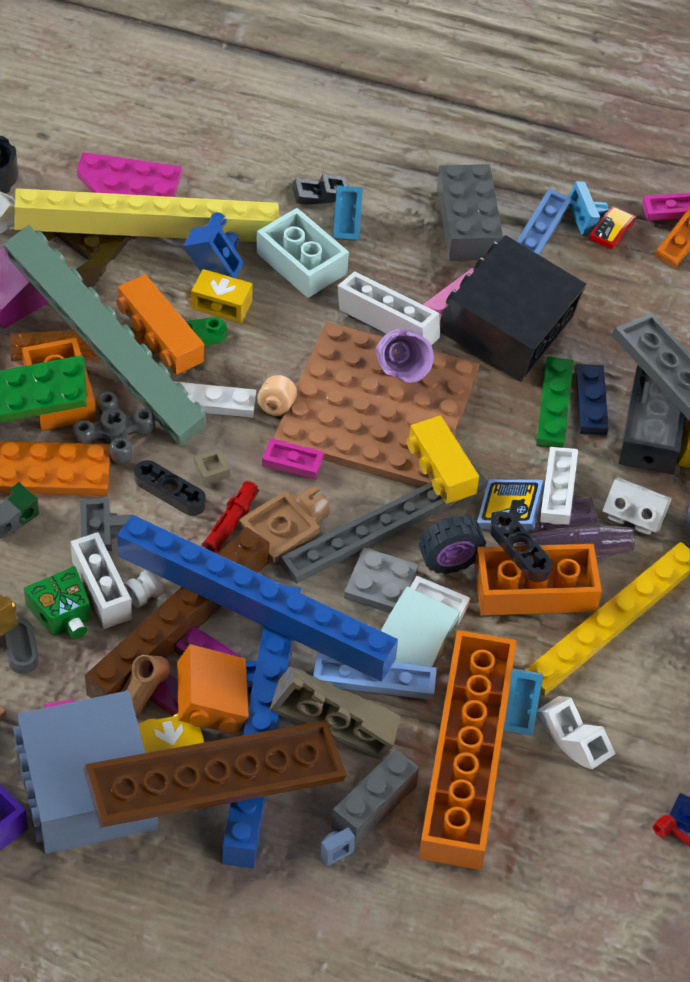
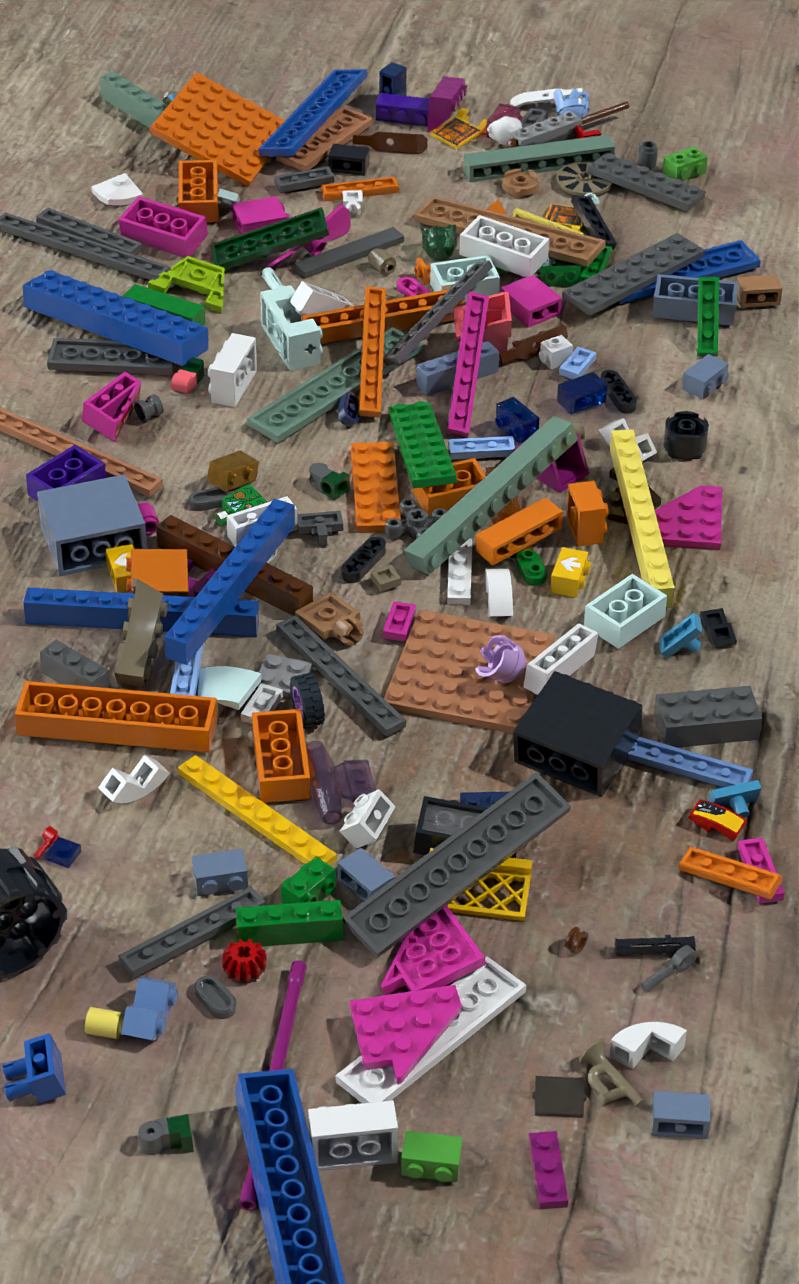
camera: 90 degrees right, 10 degrees down
(129, 258) = (586, 513): none -> orange brick
(140, 682) = (172, 540): medium nougat piece -> none
(213, 248) = (603, 555): blue brick -> none
(213, 773) = (74, 568): reddish brown plate -> none
(236, 509) = (345, 592): red pin -> none
(246, 355) = (499, 592): none -> white brick
(277, 395) = (463, 606): light nougat head -> none
(337, 846) = (32, 653): sand blue plate -> none
(443, 459) = (396, 693): yellow brick -> none
(516, 497) = (363, 745): tile -> none
(520, 558) = (283, 736): black beam -> none
(523, 701) = (161, 745): dark azure tile -> none
(554, 402) = (482, 778): green plate -> none
(559, 486) = (382, 768): white plate -> none

